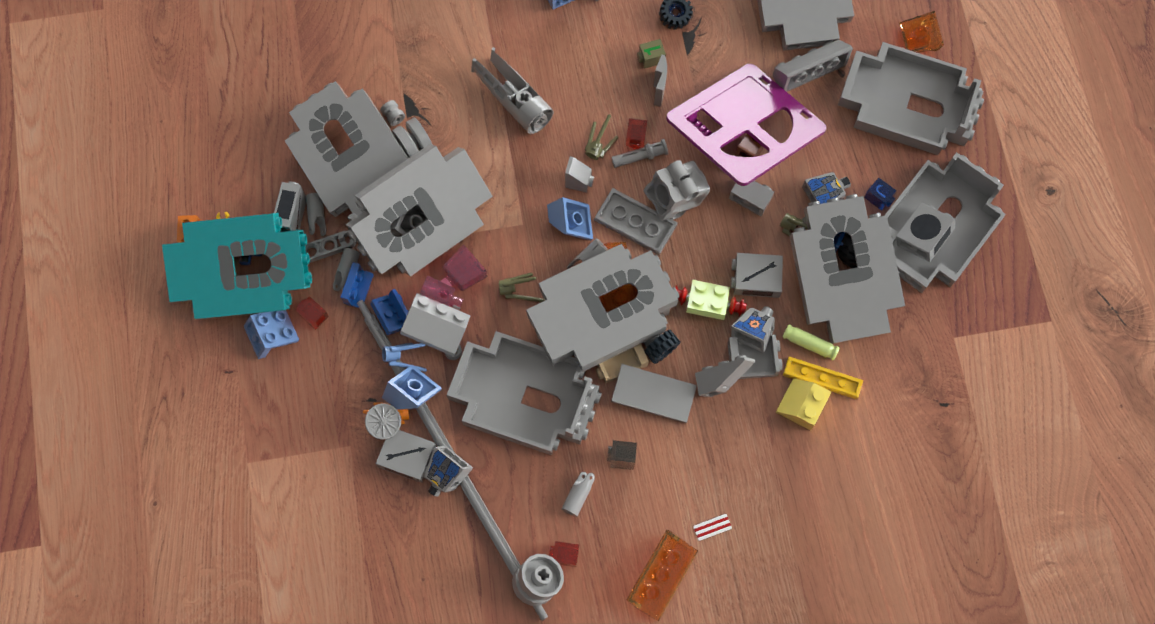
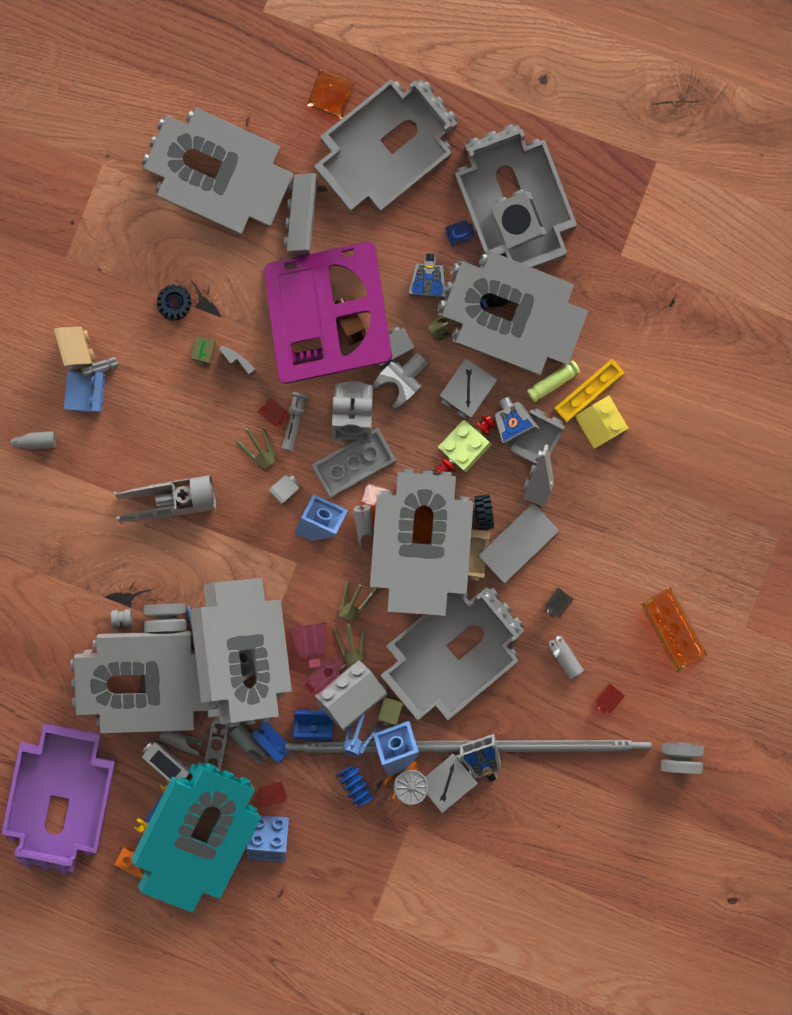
camera: 55 degrees left, 15 degrees up
(242, 137) = (64, 767): none -> medium lavender panel
(357, 376) = (355, 786): none -> blue piece
(440, 369) = (390, 711): none -> olive brick
(471, 309) = (352, 655): none -> olive plant
(538, 580) = (619, 734): light grey wheel -> none
(712, 527) = (657, 563): white sticker -> none
(731, 218) = (403, 378): none -> light grey connector

